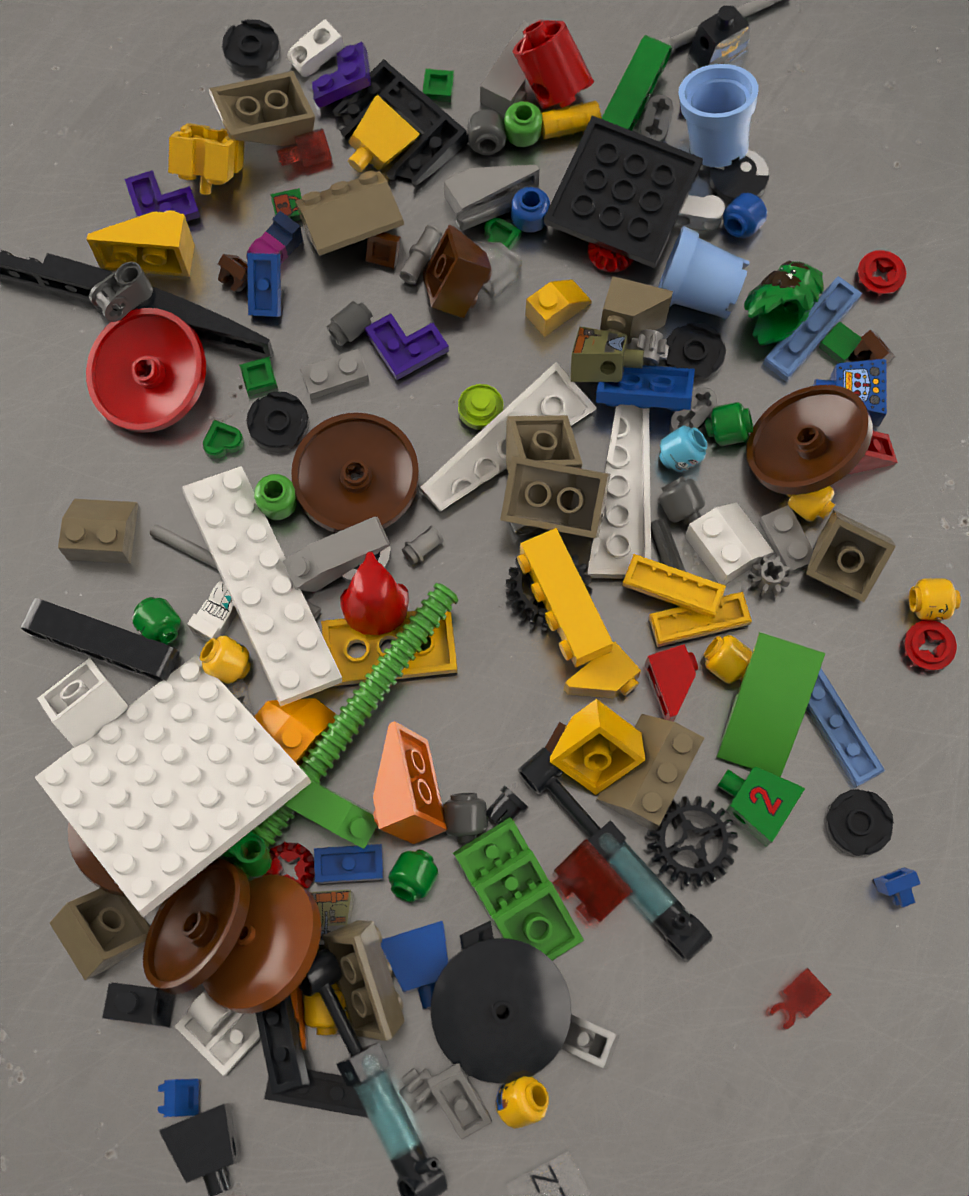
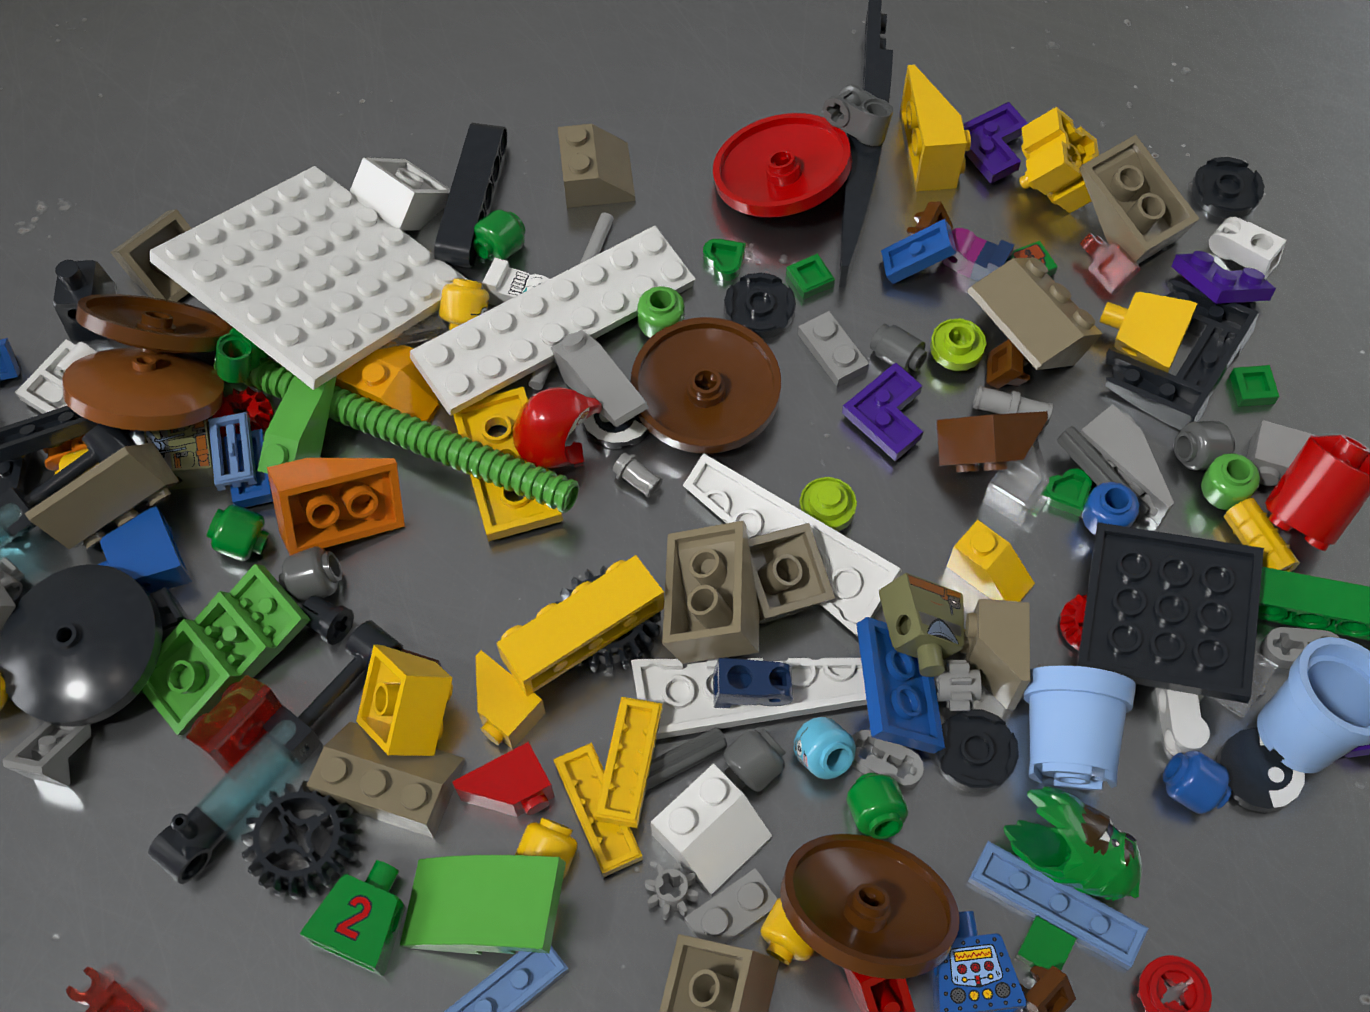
camera: 80 degrees right, 10 degrees down
(335, 859) = (236, 477): none -> medium blue tile
(358, 278) = (957, 344): none -> lime plate
(629, 488) = (751, 683): none -> dark blue leg

